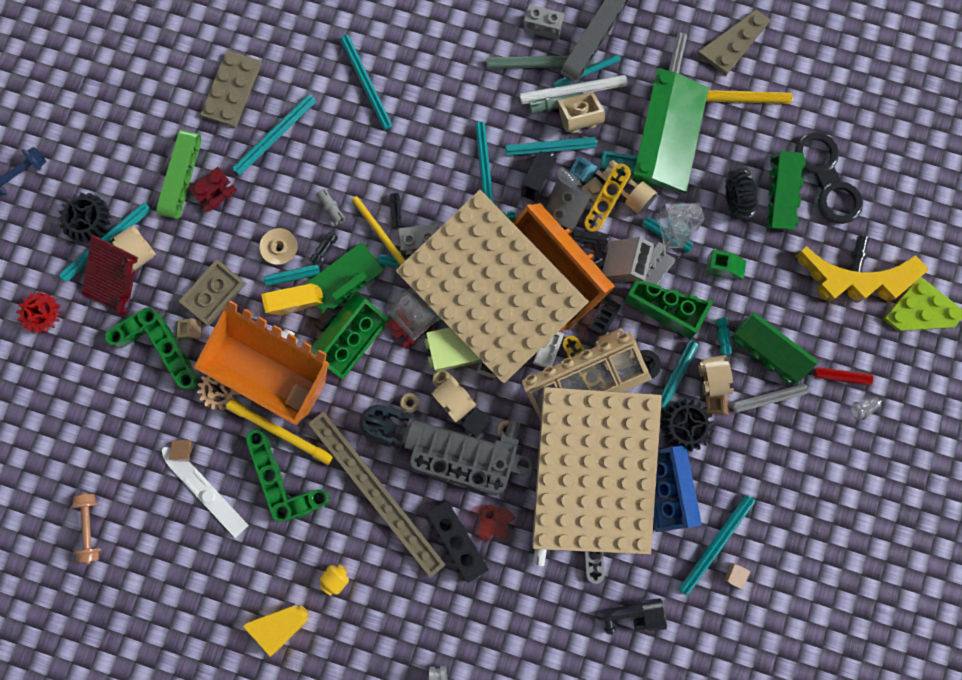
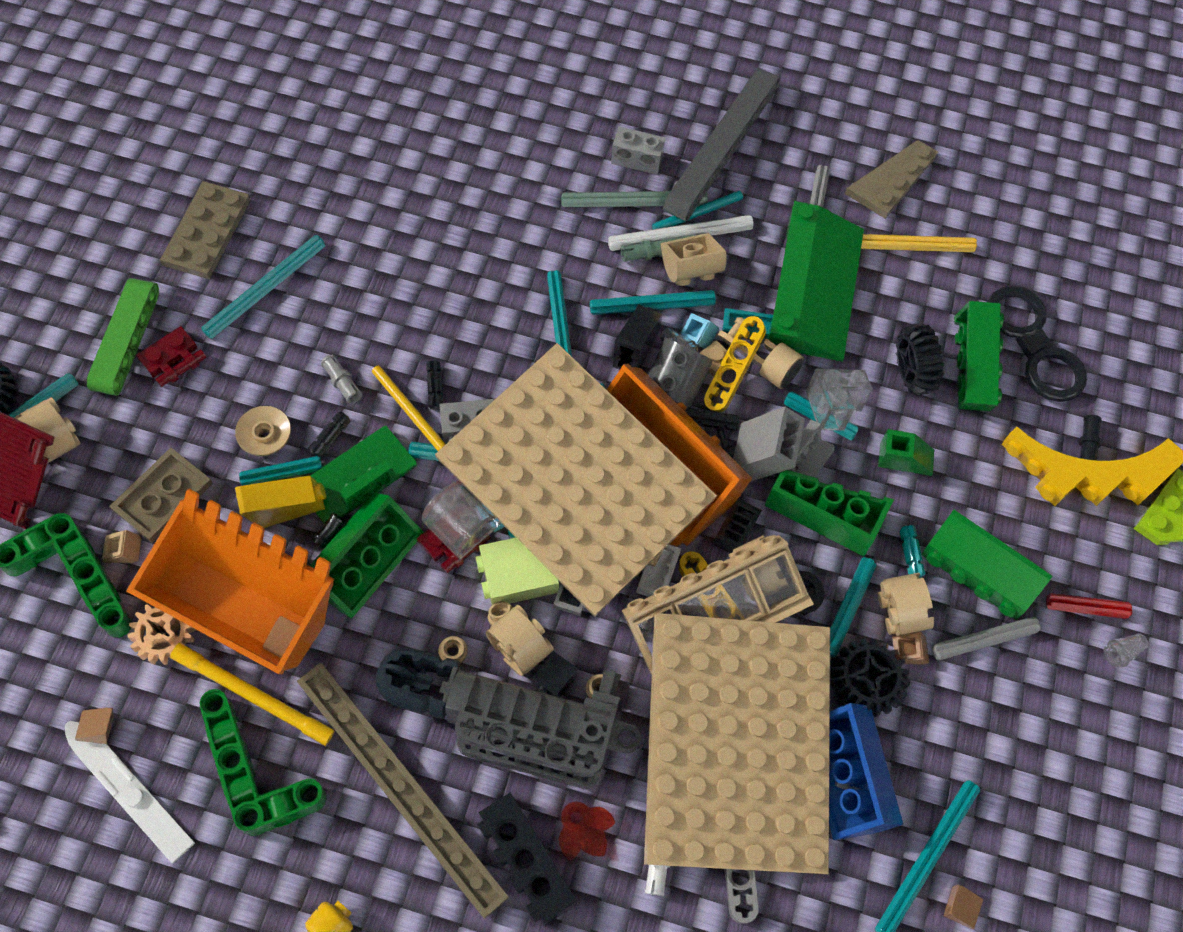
camera: 10 degrees left, 15 degrees down
(366, 82) = (395, 222): teal axle -> none

